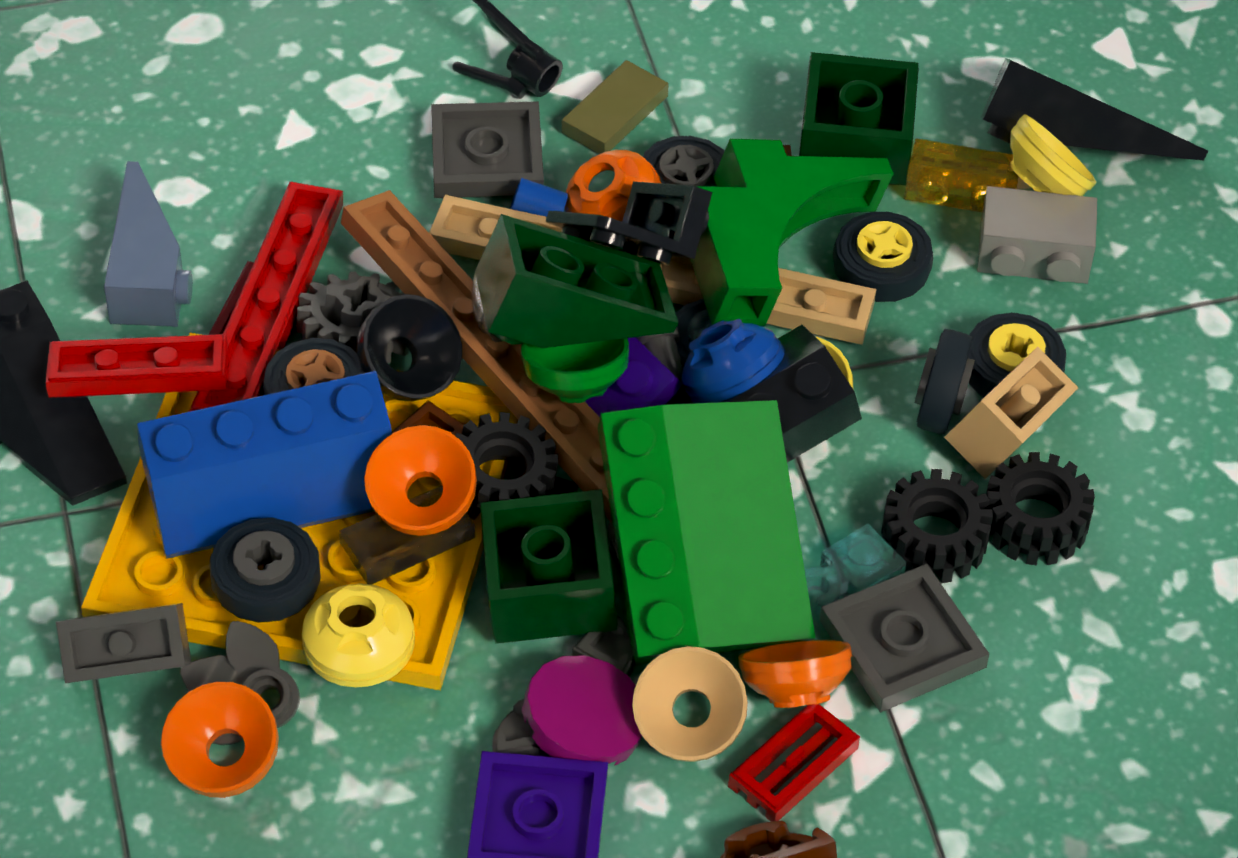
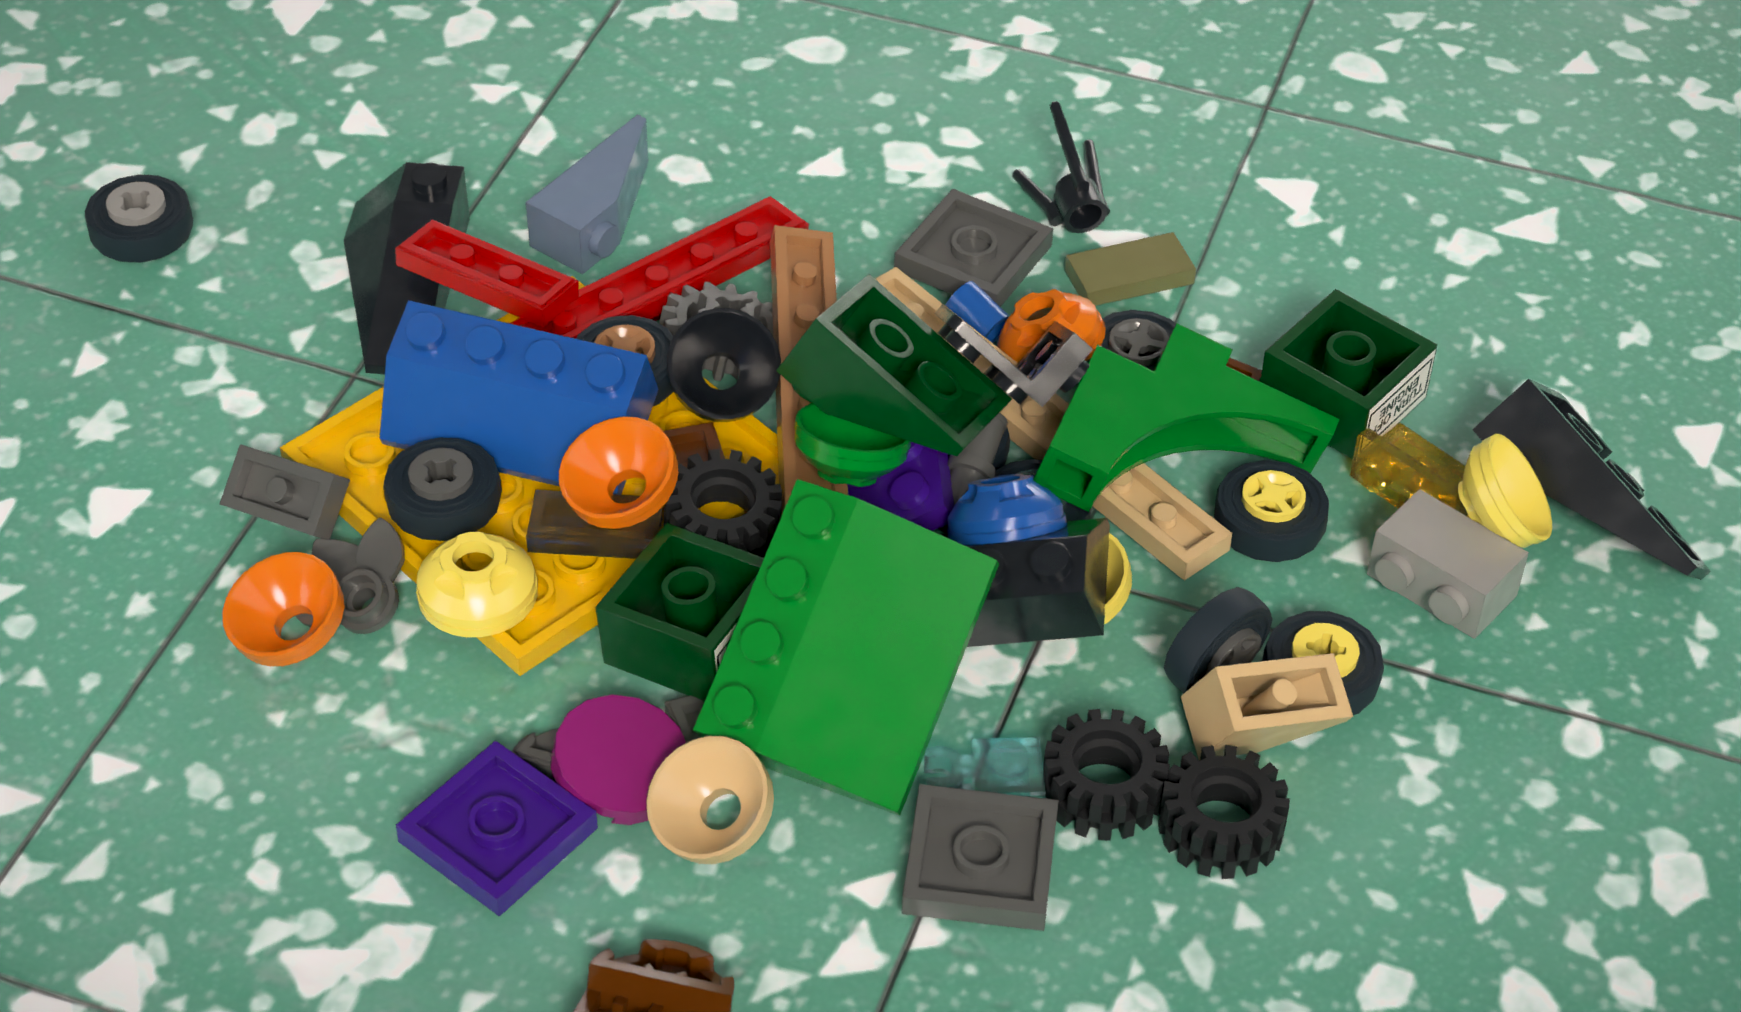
camera: 35 degrees right, 5 degrees down
(762, 793) = (782, 921): red tile -> none
(796, 671) = (840, 827): orange piece -> none

